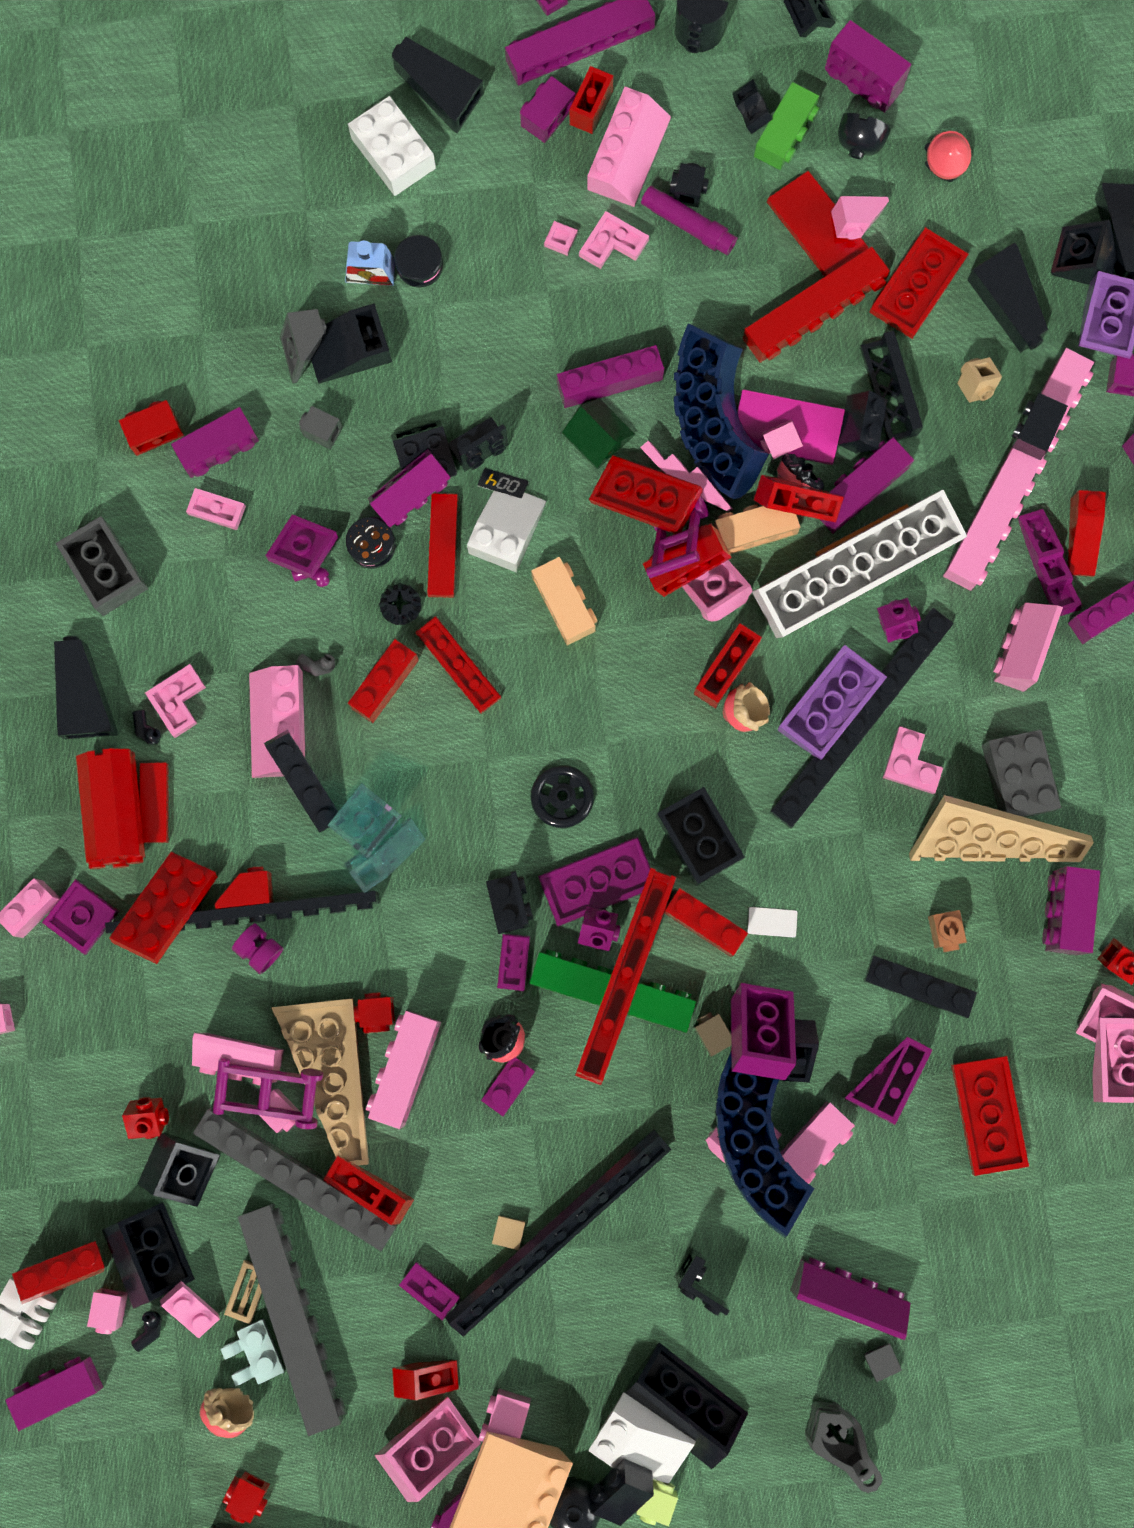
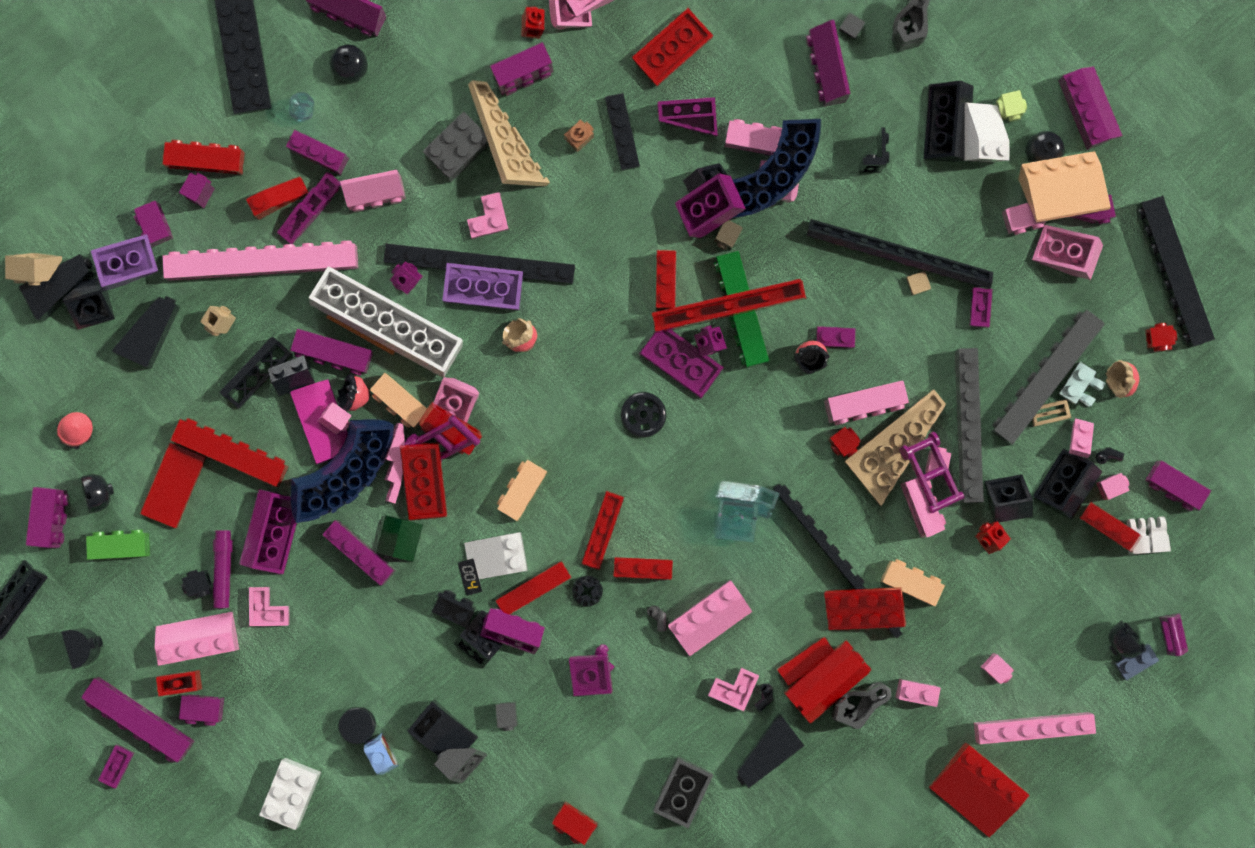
camera: 130 degrees left, 5 degrees up
(46, 812) = (869, 702): none -> dark grey piece
(80, 917) = (902, 658): magenta tile -> none
(157, 986) = (913, 582): none -> light nougat brick
(215, 443) = (559, 775): magenta brick -> none
(216, 509) = (600, 746): bright pink plate -> none
(248, 889) = (821, 565): red slope -> none
(257, 948) = (852, 537): magenta wheel -> none
(302, 779) = (736, 575): black plate -> none
(369, 1191) = (948, 378): red slope -> none
(370, 542) = (560, 634): black head -> none
(425, 1379) = (1031, 278): red slope -> none
(441, 84) = (227, 790): black slope -> none
(508, 903) = (729, 404): black bracket -> none
(513, 962) = (762, 379): magenta plate -> none
(560, 238) = (283, 644): bright pink tile -> none
(622, 1492) = (1018, 127): black brick -> none
(695, 292) = (269, 533): none -> magenta slope
(699, 836) = (616, 315): black brick -> none
(727, 665) = (500, 363): red brick -> none
(752, 106) = (118, 575): black slope -> none
(772, 922) = (638, 242): white sticker -> none
(797, 499) = (370, 384): red slope -> none
(856, 214) = (154, 462): bright pink slope -> none
(918, 283) = (174, 397): red plate -> none
(1039, 426) = (229, 263): black brick -> none

